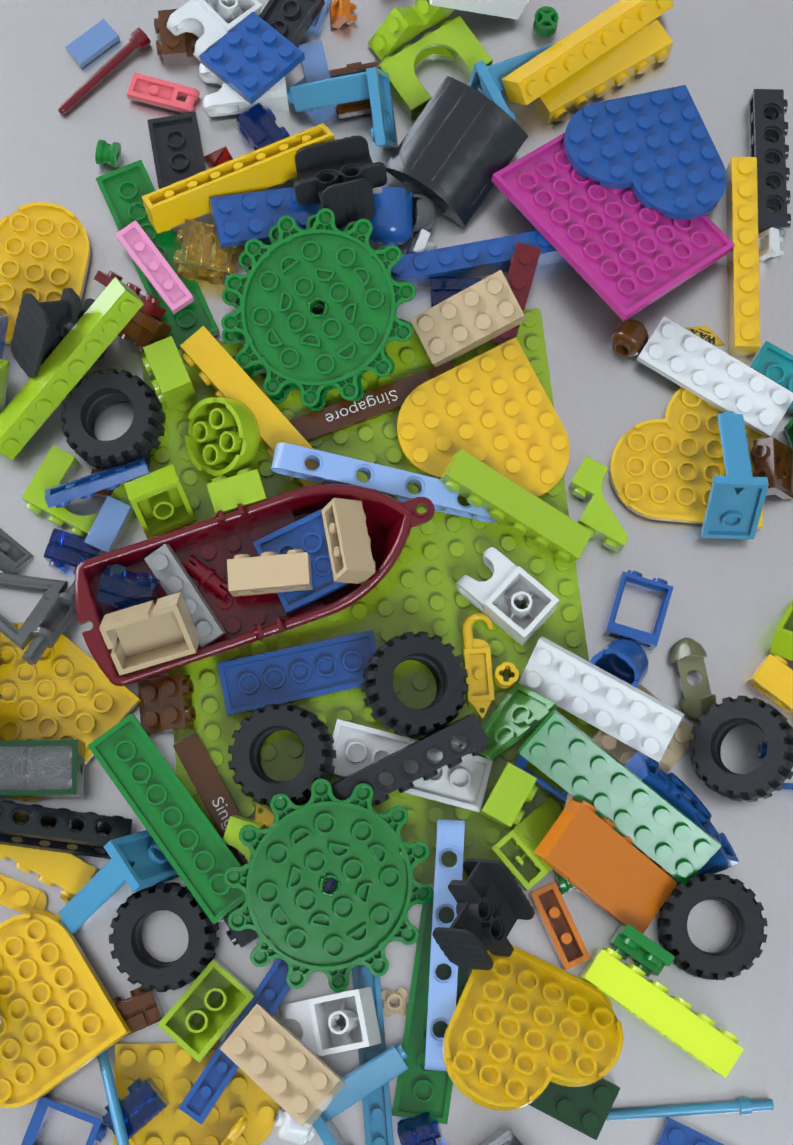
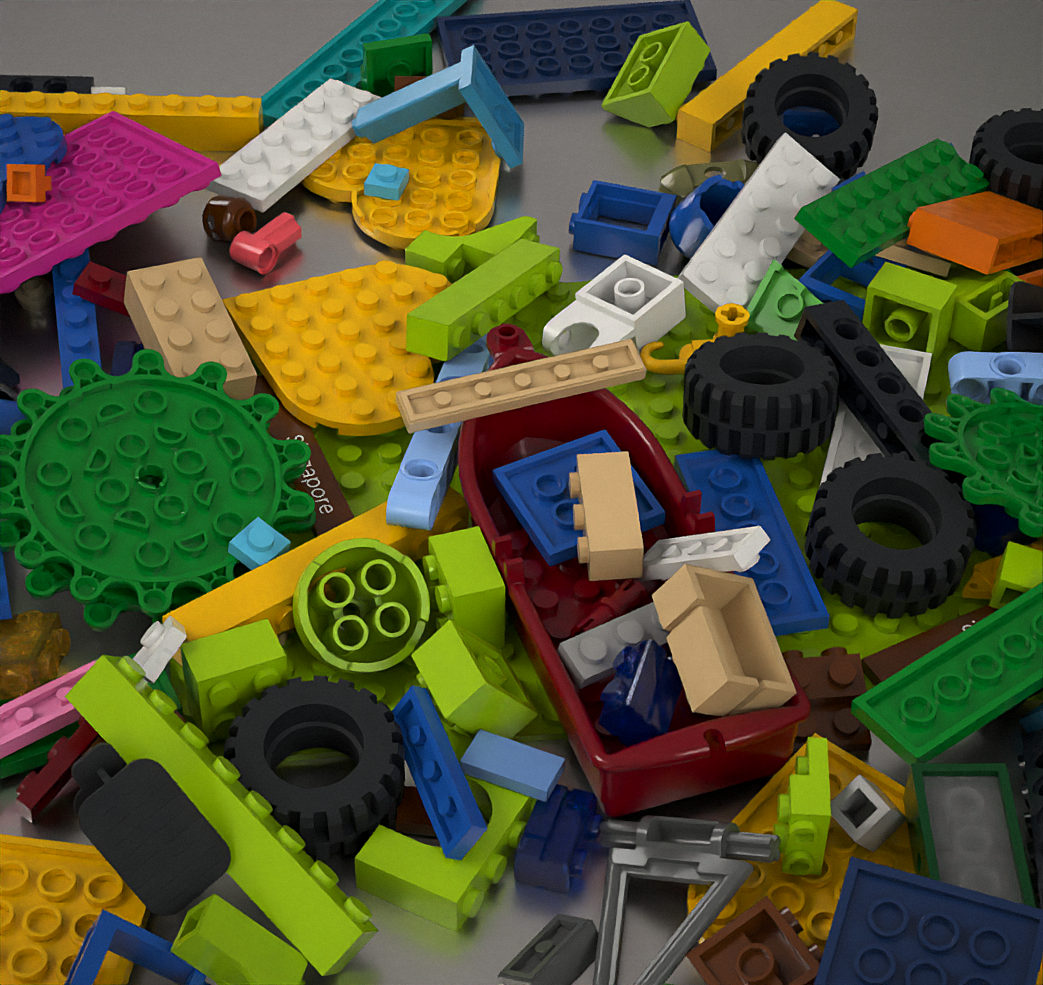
camera: 90 degrees left, 35 degrees down
(50, 678) = (805, 812): none -> lime plate
(58, 715) = (866, 813): none -> light grey brick
(166, 321) = (159, 646): none -> white wing
(220, 624) = (716, 551): none -> white plate
(269, 376) = (258, 544): none -> medium azure plate
(348, 541) = (552, 426): tan brick -> none
(375, 520) = (520, 385): none -> tan tile
(600, 361) = (262, 248): none -> coral piece
(620, 198) = (27, 183): none -> orange tile
(671, 441) = (386, 181): none -> medium azure plate

